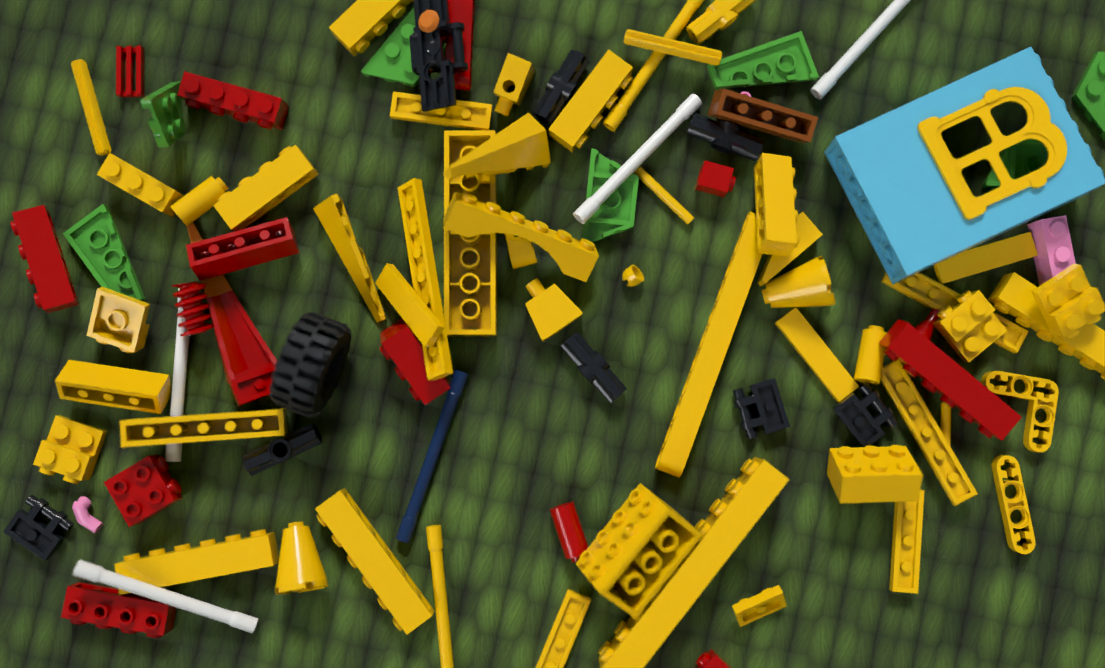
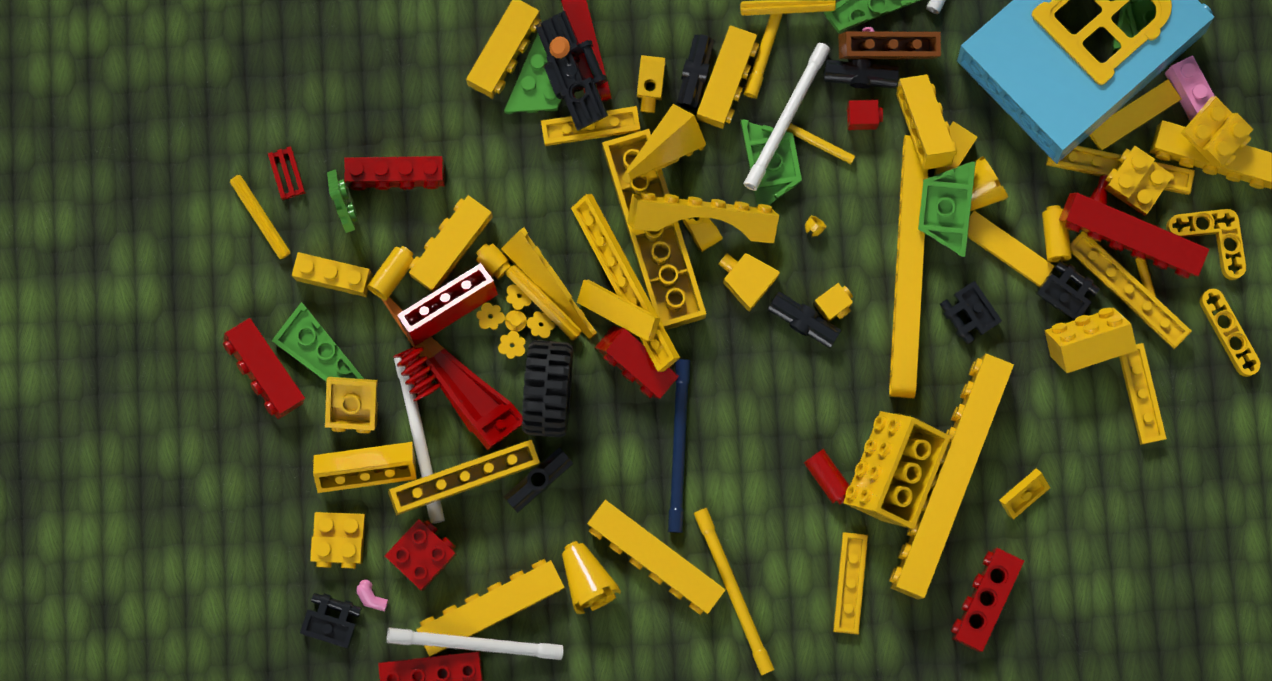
camera: 15 degrees left, 5 degrees down
(304, 217) = (493, 260): none -> yellow brick
(309, 283) = (514, 321): none -> yellow plant
(341, 274) = (543, 302): none -> yellow axle
(629, 359) = (834, 303): none -> yellow brick
(771, 297) = (947, 206): none -> bright green wing

